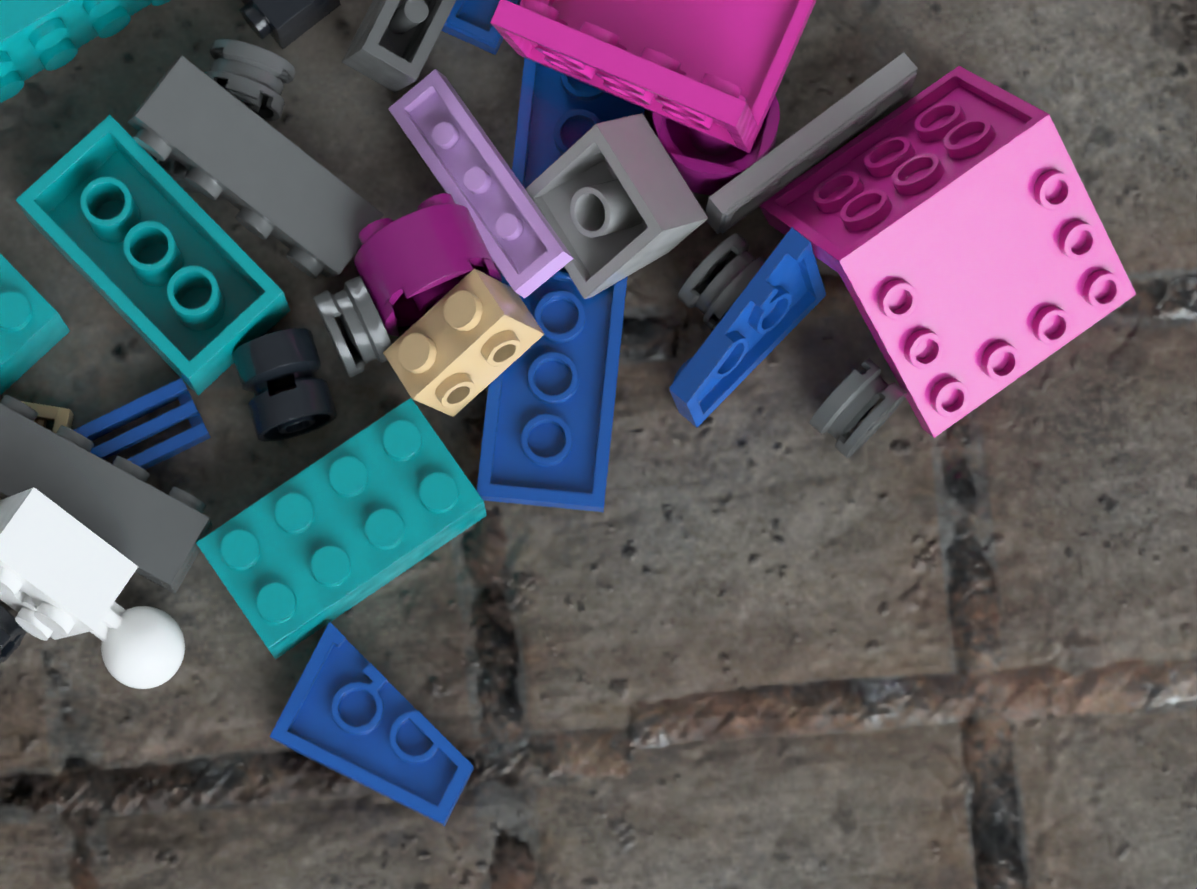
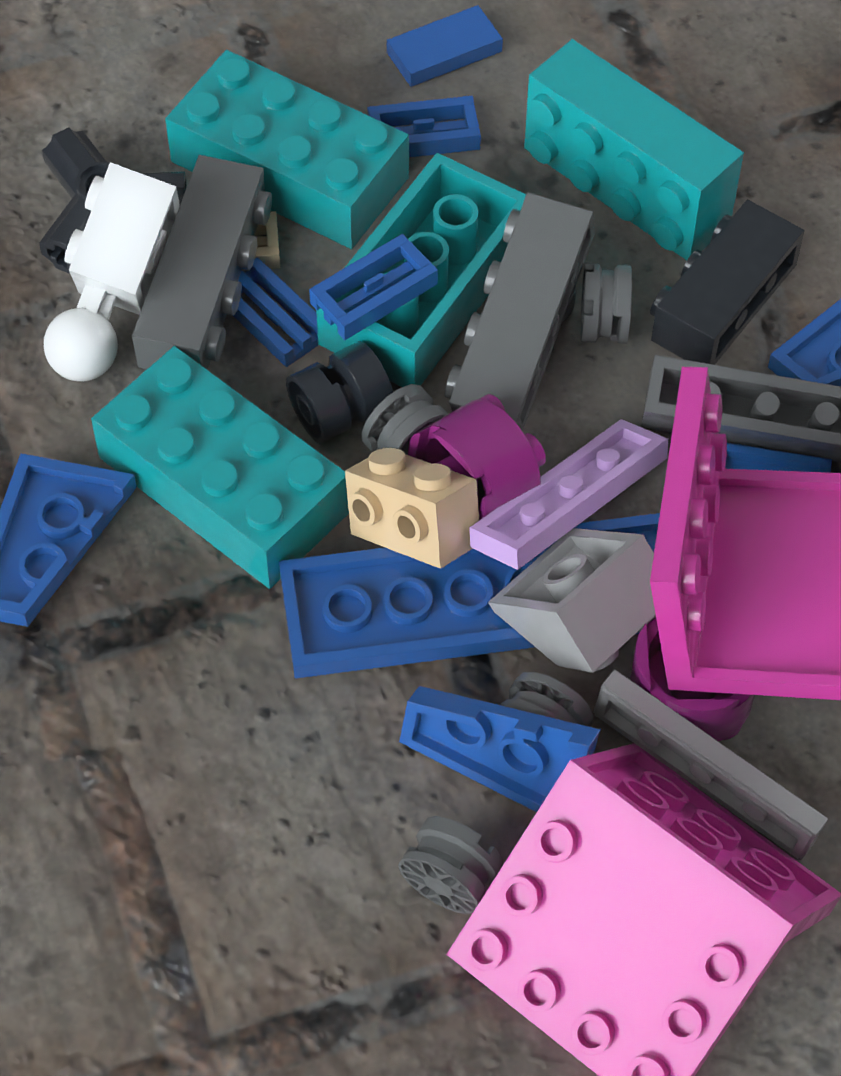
camera: 75 degrees right, 20 degrees down
(212, 361) = (380, 292): none -> blue tile

